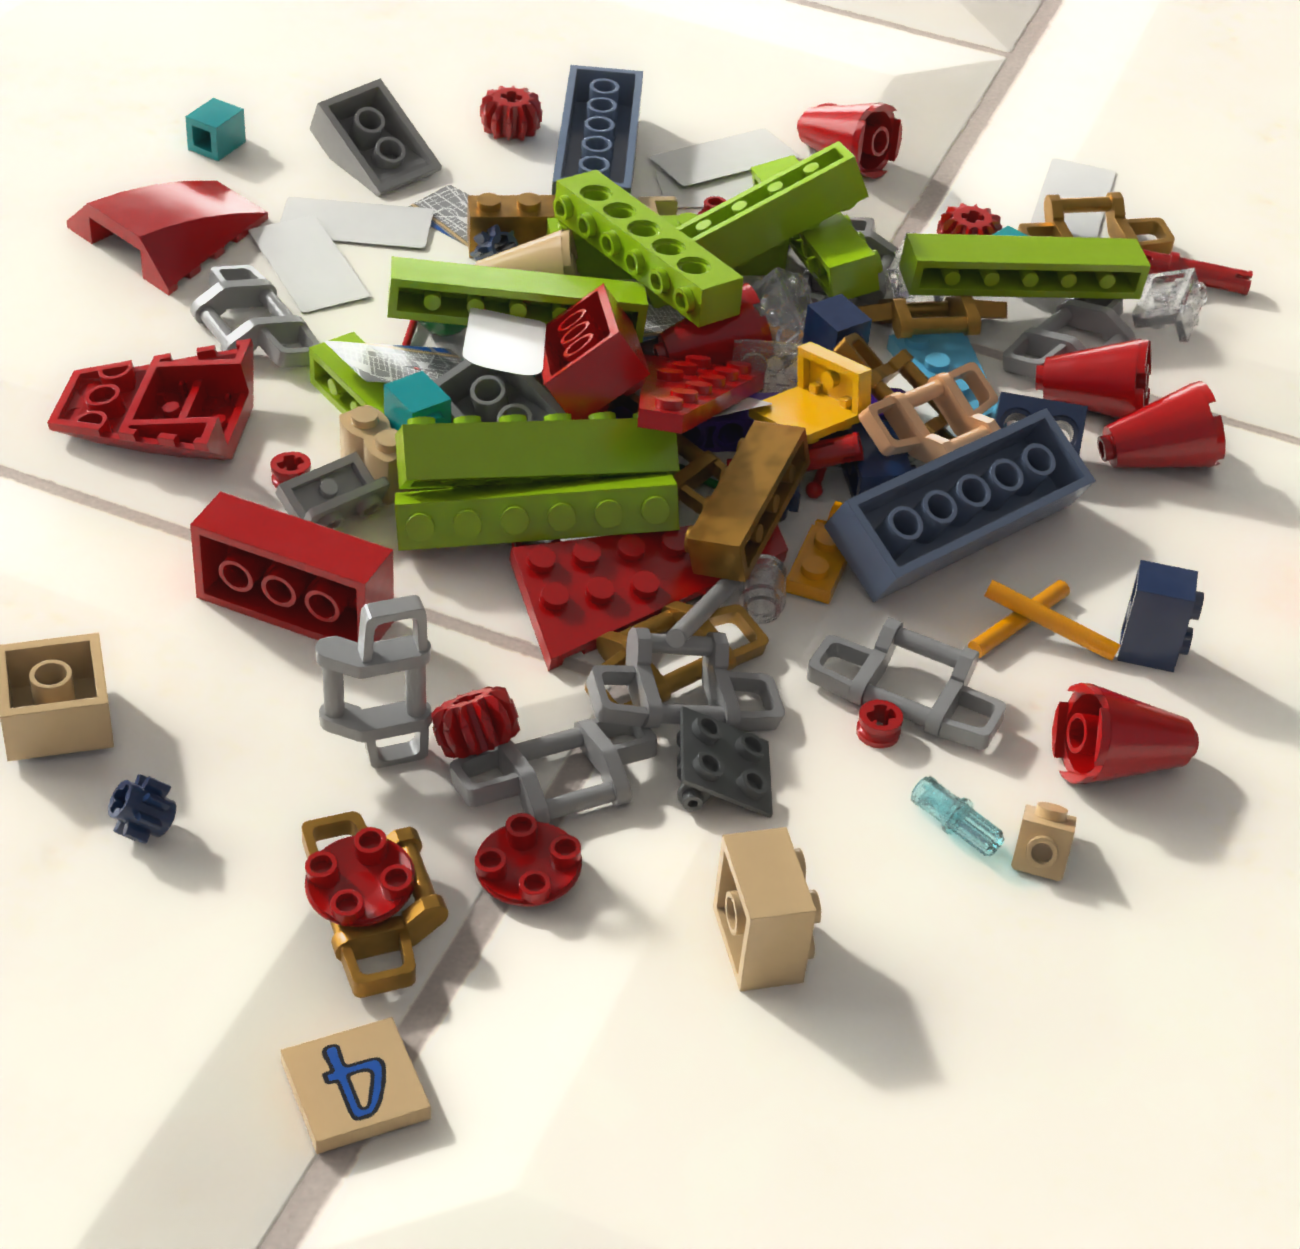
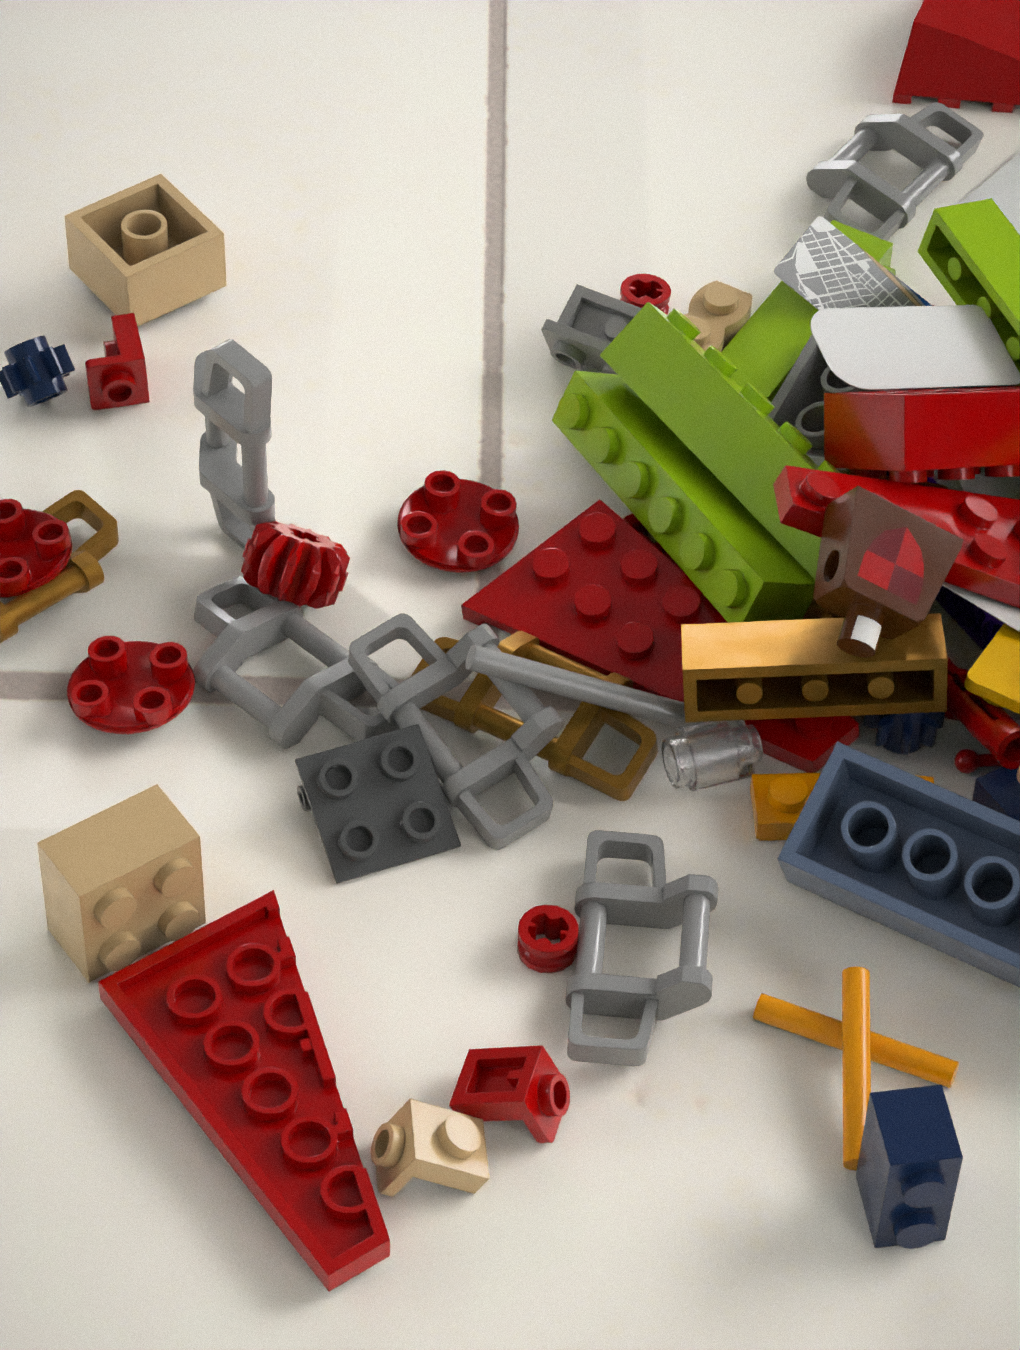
camera: 70 degrees right, 5 degrees up
(163, 407) = (666, 168): red wedge -> none
(169, 753) = (120, 375): none -> red bracket
(287, 569) = (432, 345): red brick -> none
(415, 397) = (757, 329): teal brick -> none
(469, 635) = (458, 523): none -> red dish
(745, 412) = (879, 568): none -> reddish brown torso
(943, 907) = (250, 1065): none -> red wing
(957, 816) = (418, 1052): clear light blue axle -> none
(1009, 779) = (513, 1086): none -> red bracket
(1117, 736) = (643, 1182): red cone -> none

